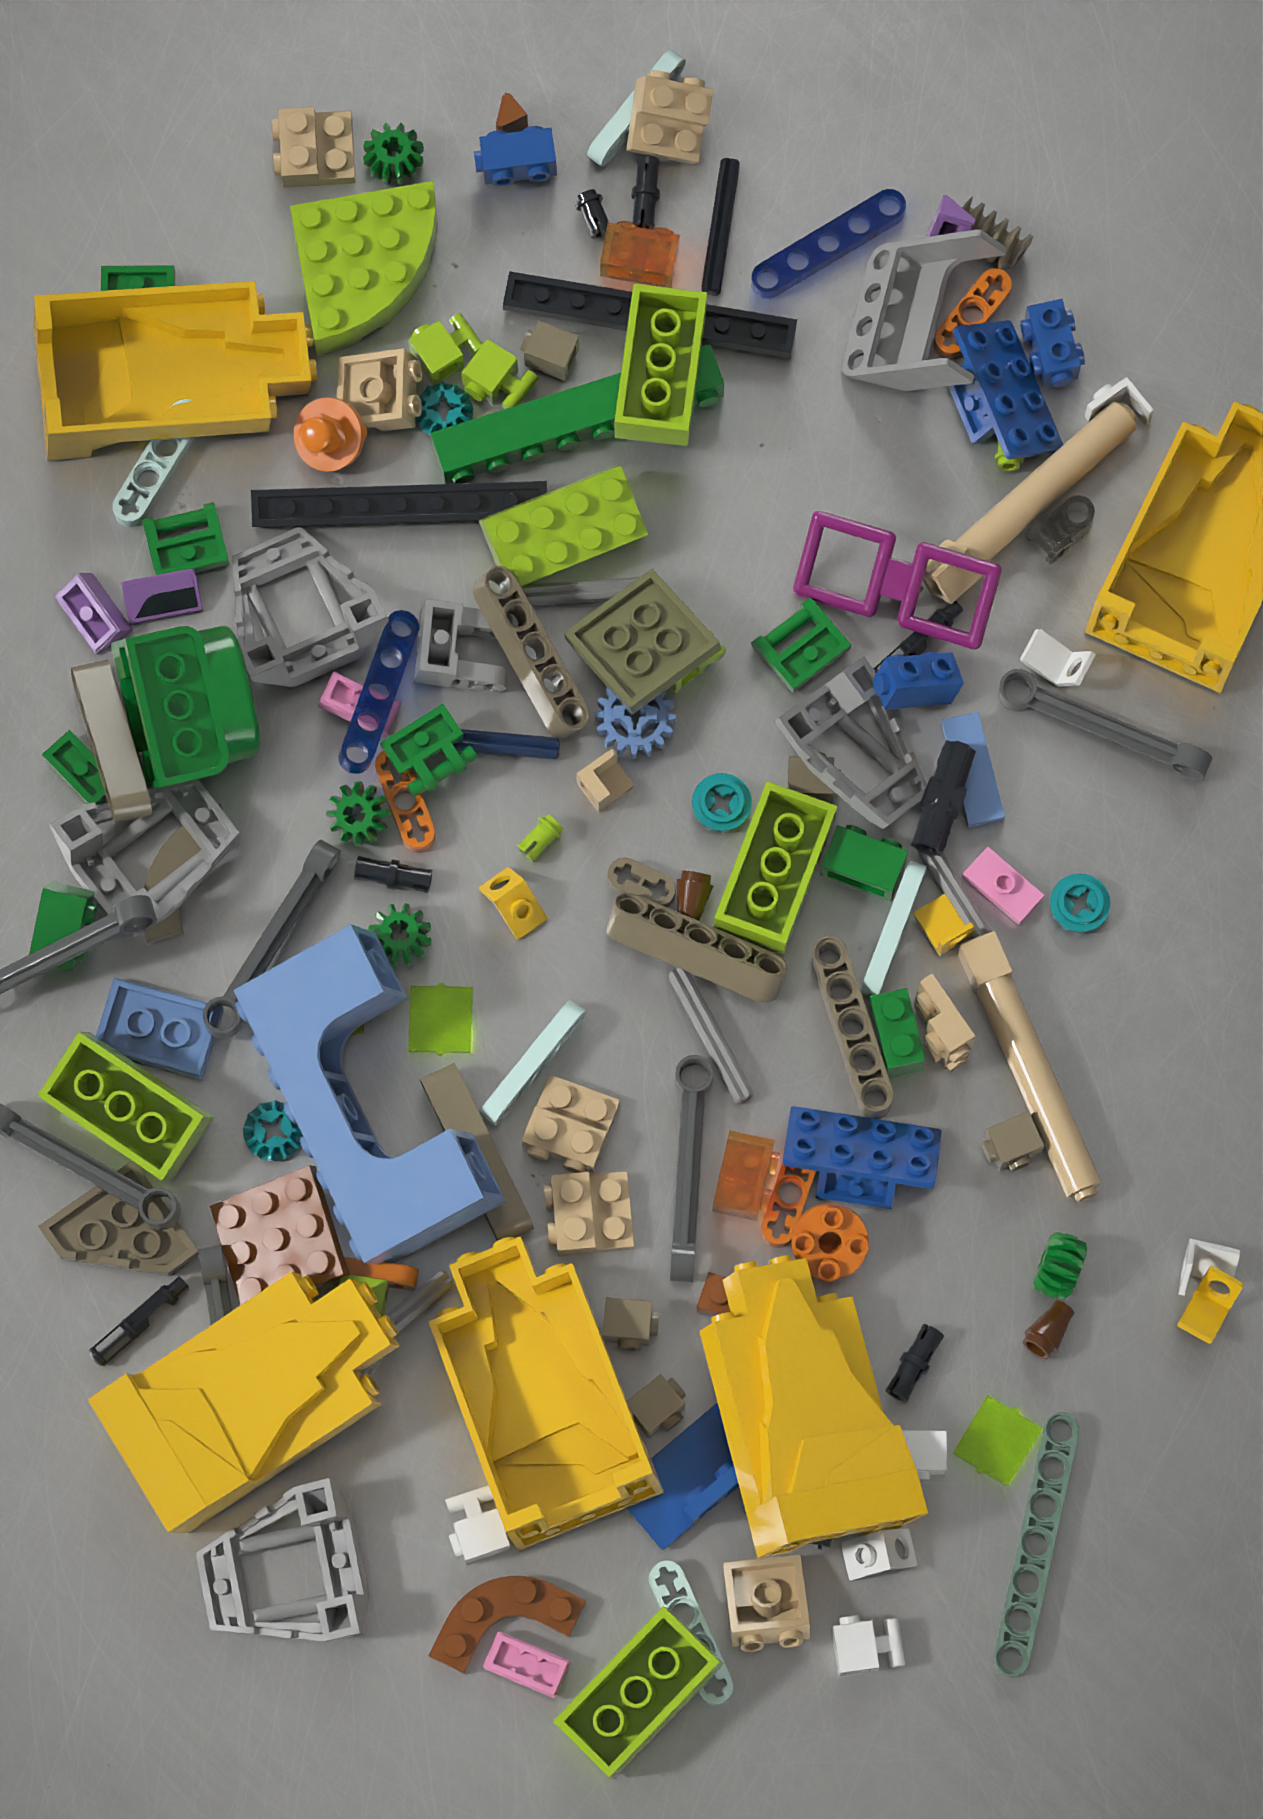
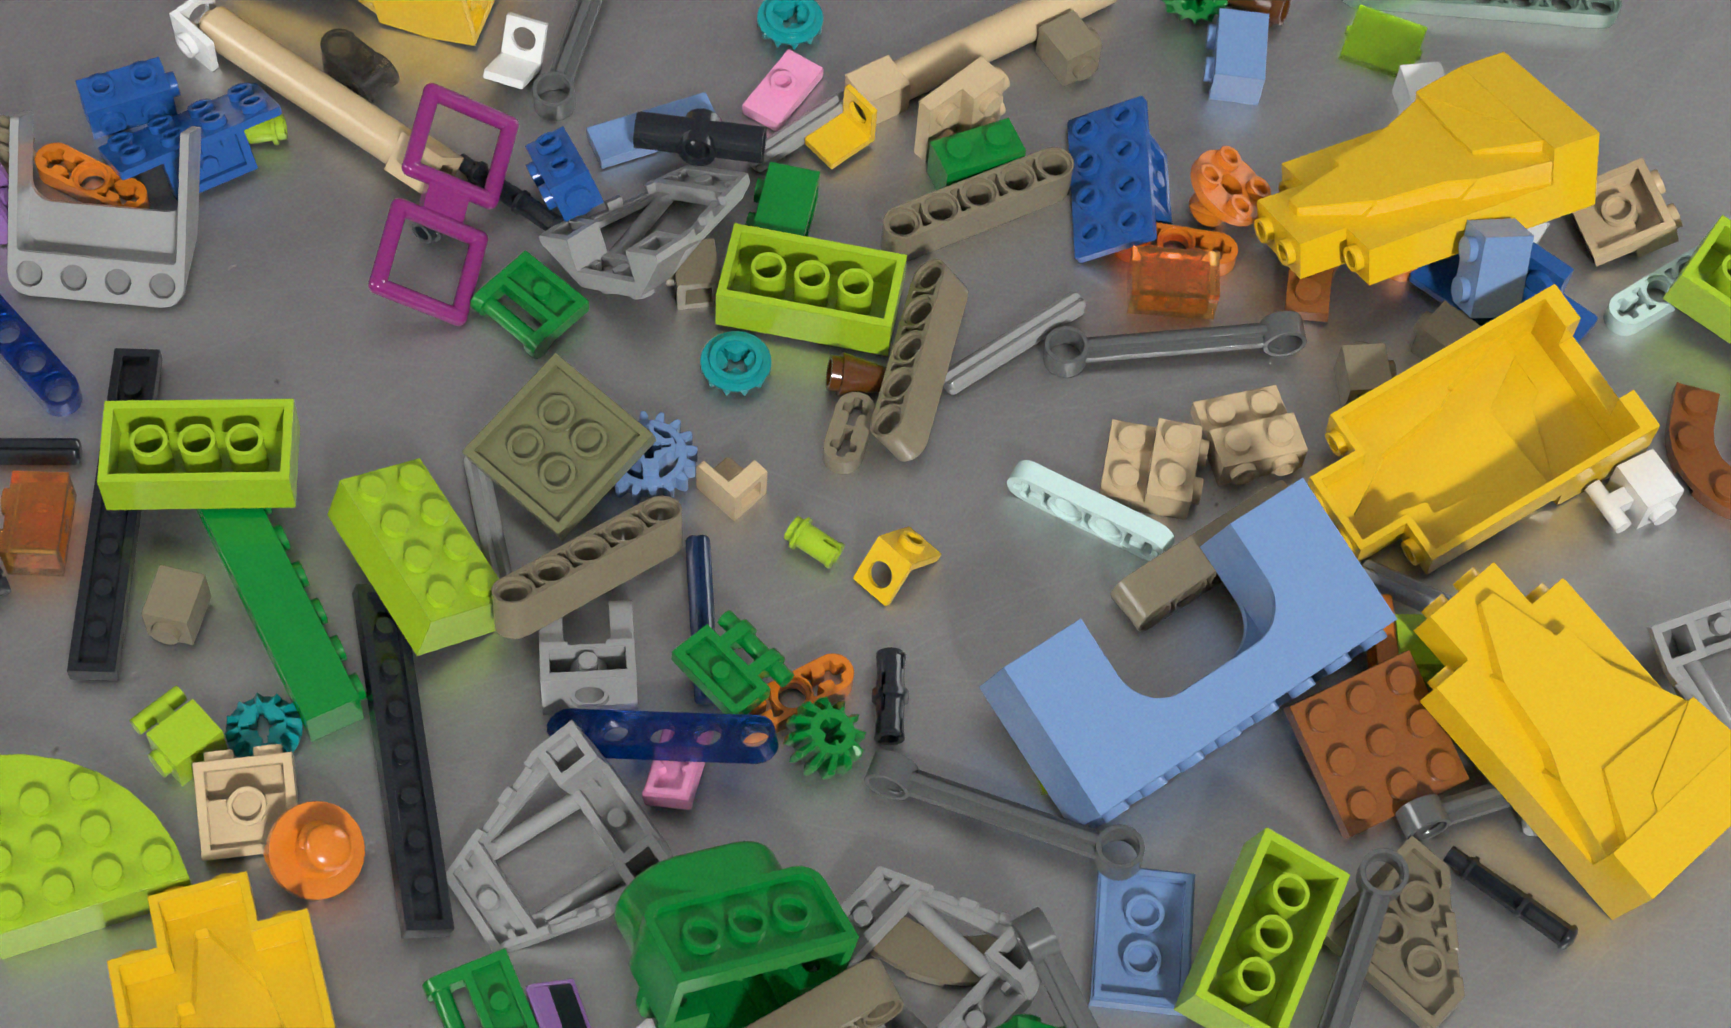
camera: 105 degrees left, 15 degrees down
(275, 1148) = (1249, 800): teal gear -> none
(414, 929) = (953, 664): green gear -> none
(440, 1019) = (1048, 611): clear neon green piece -> none
(492, 373) = (214, 672): lime brick -> none
(699, 1440) = (1492, 267): none -> medium blue brick
(858, 1647) = (1638, 126): white brick -> none
(893, 928) = (899, 182): light aqua beam -> none
(914, 1363) = (1328, 114): black pin -> none
(987, 1292) = (1237, 57): none -> medium blue brick

